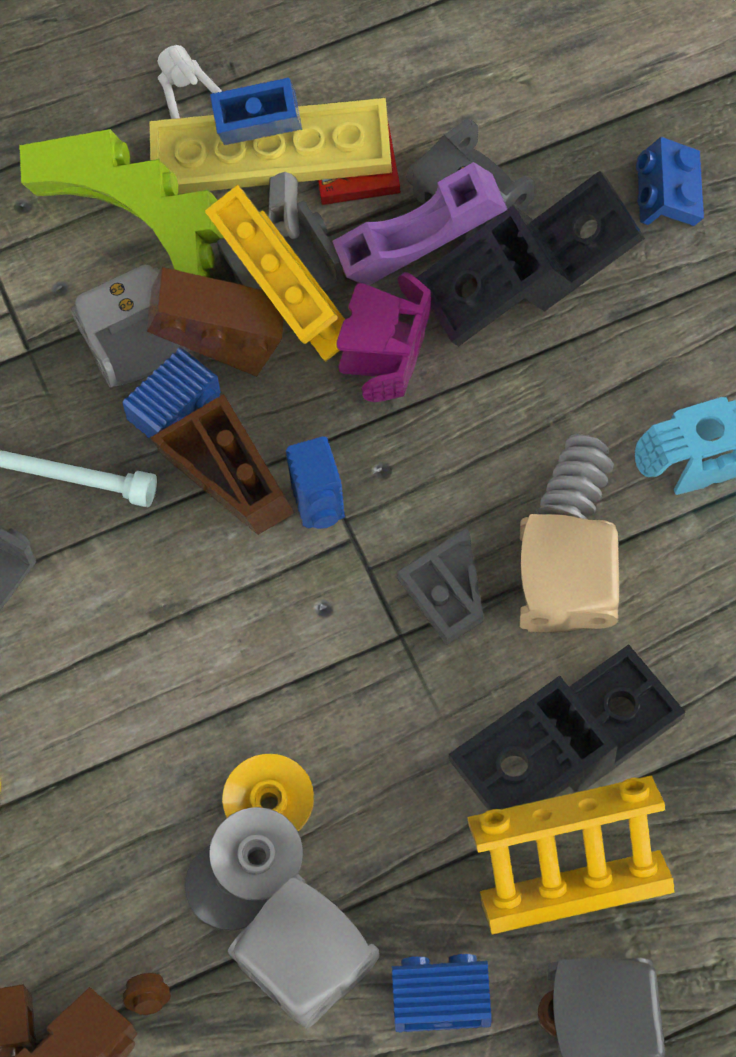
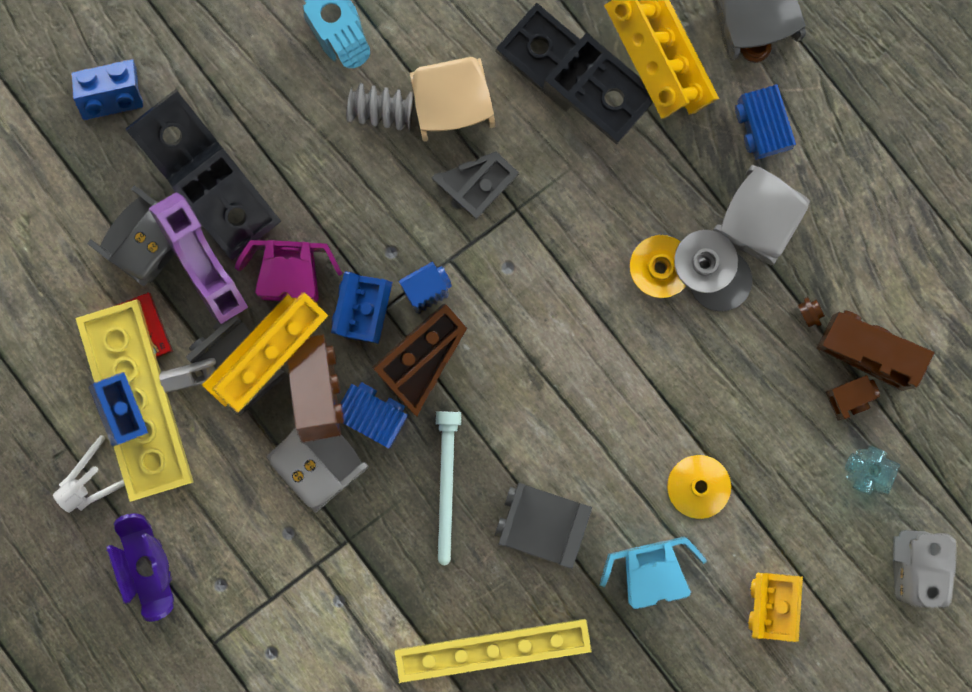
camera: 105 degrees left, 20 degrees up
(66, 110) = (137, 542): none -> dark purple piece
(101, 169) = (188, 526): lime arch -> none
(315, 408) = (361, 307): none -> blue bracket

